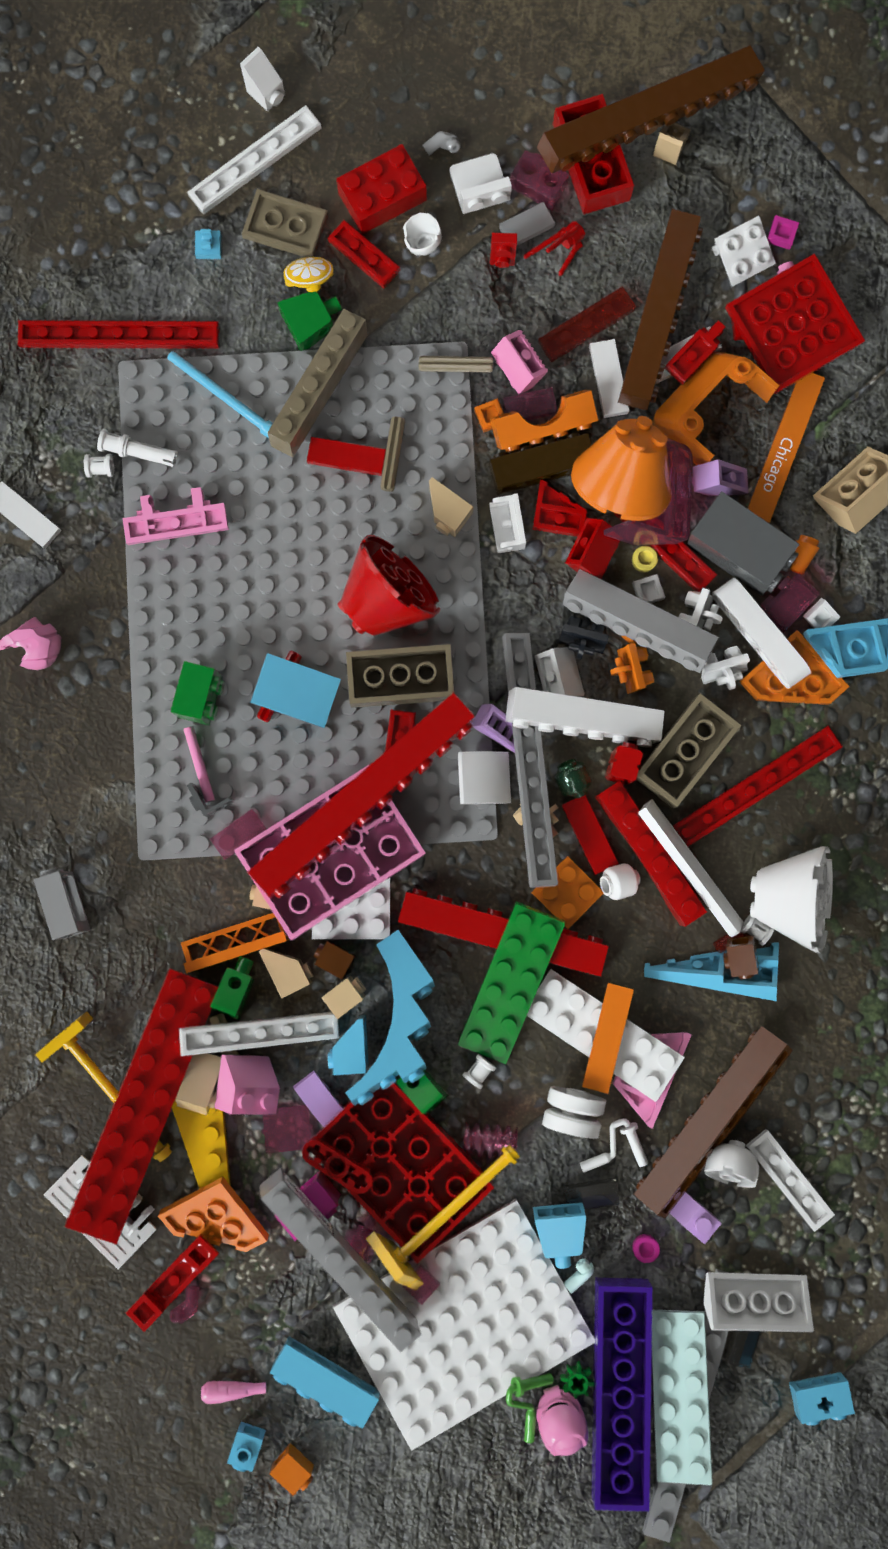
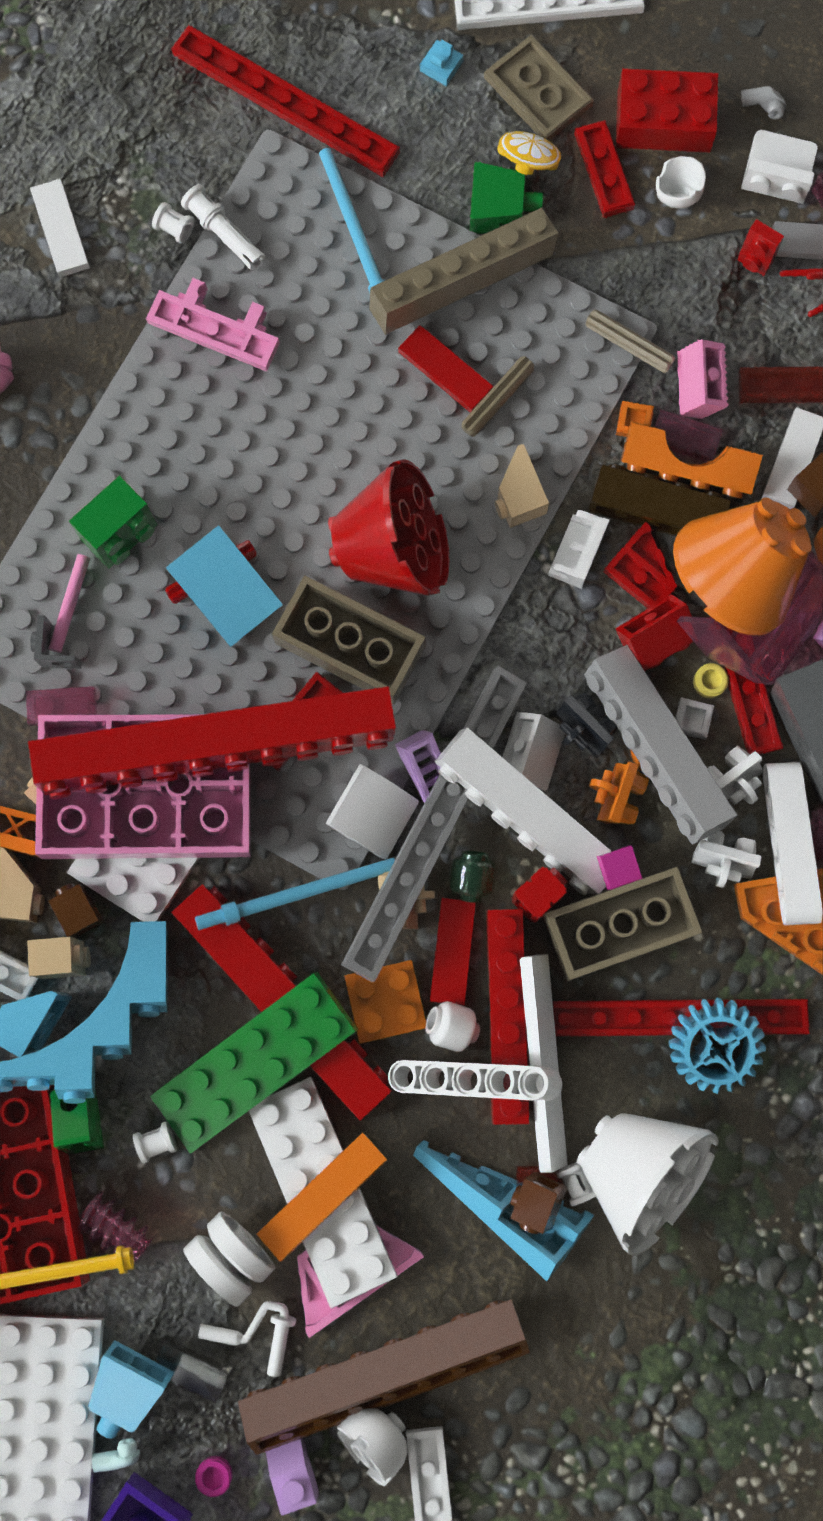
camera: 35 degrees right, 5 degrees down
(438, 897) = (232, 912): none -> medium azure bar
(664, 716) = (619, 867): none -> dark pink tile
(665, 898) = (489, 1081): none -> white beam
(782, 810) = (727, 1036): none -> medium azure gear

